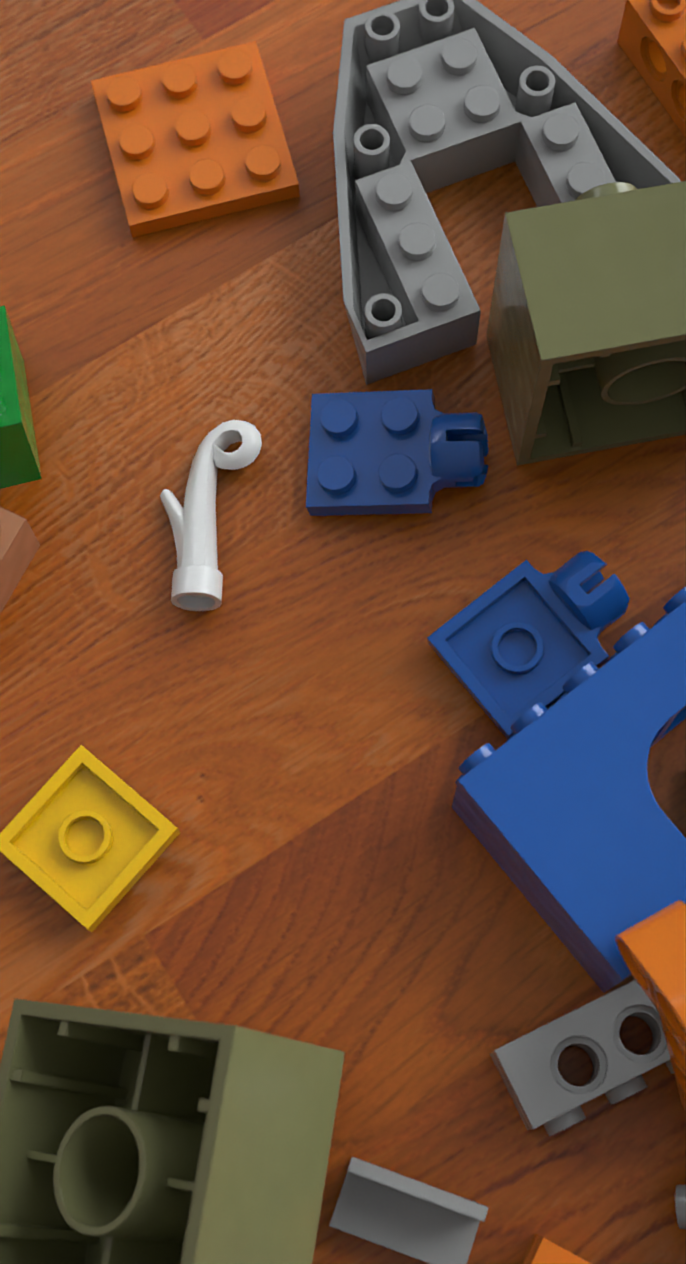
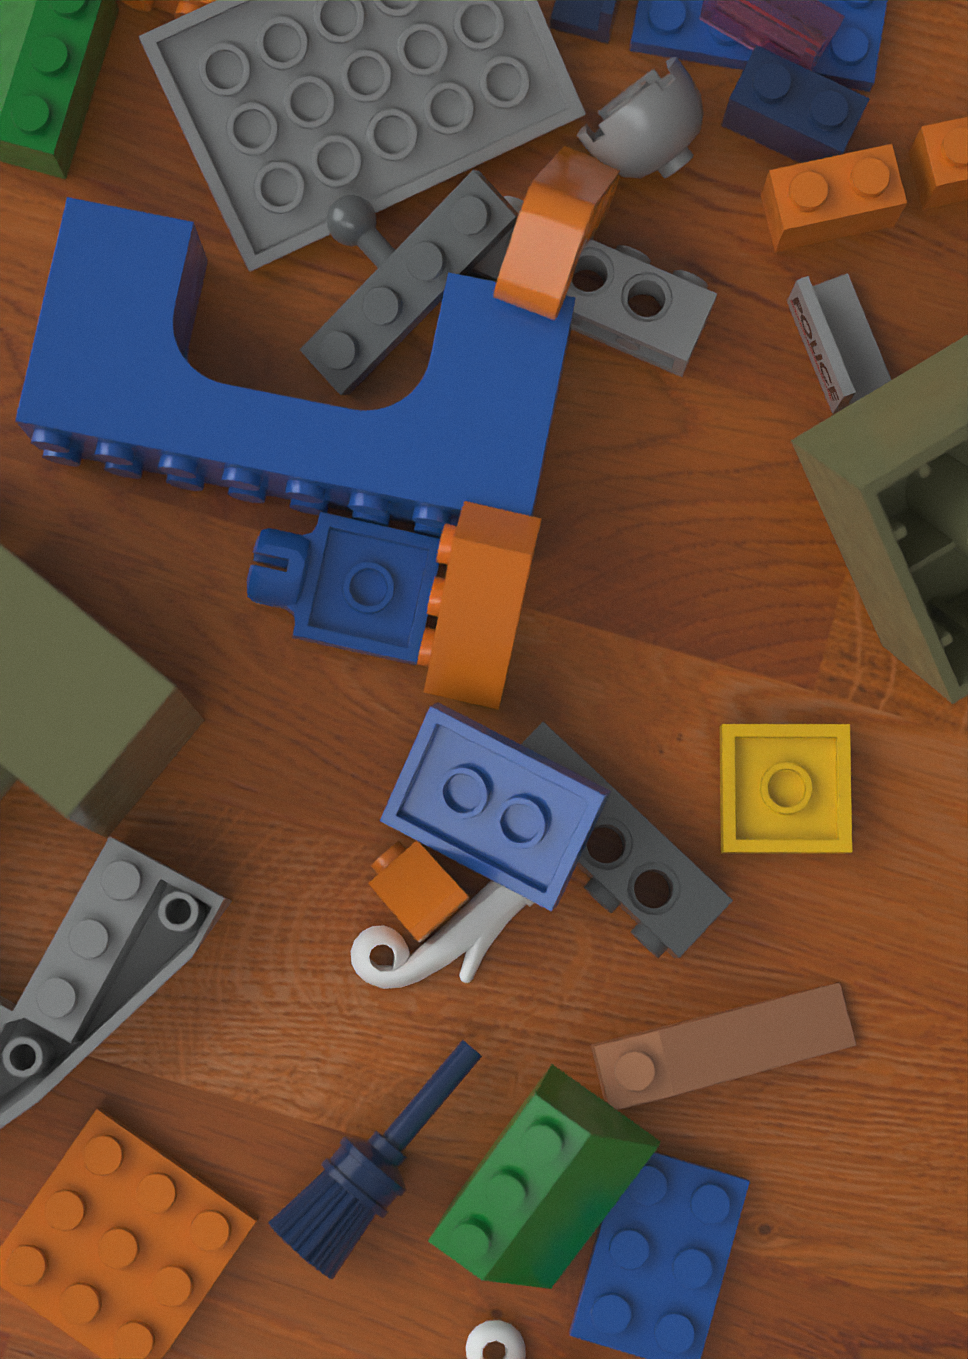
camera: 135 degrees left, 10 degrees up
(66, 656) = (692, 898): none -> dark grey brick
(90, 306) = (363, 1176): none -> dark blue piece
(251, 494) = (416, 889): none -> orange slope
(262, 589) = (494, 806): none -> plate
(389, 452) = (284, 825): blue plate -> none
(431, 702) = (477, 603): none -> orange brick

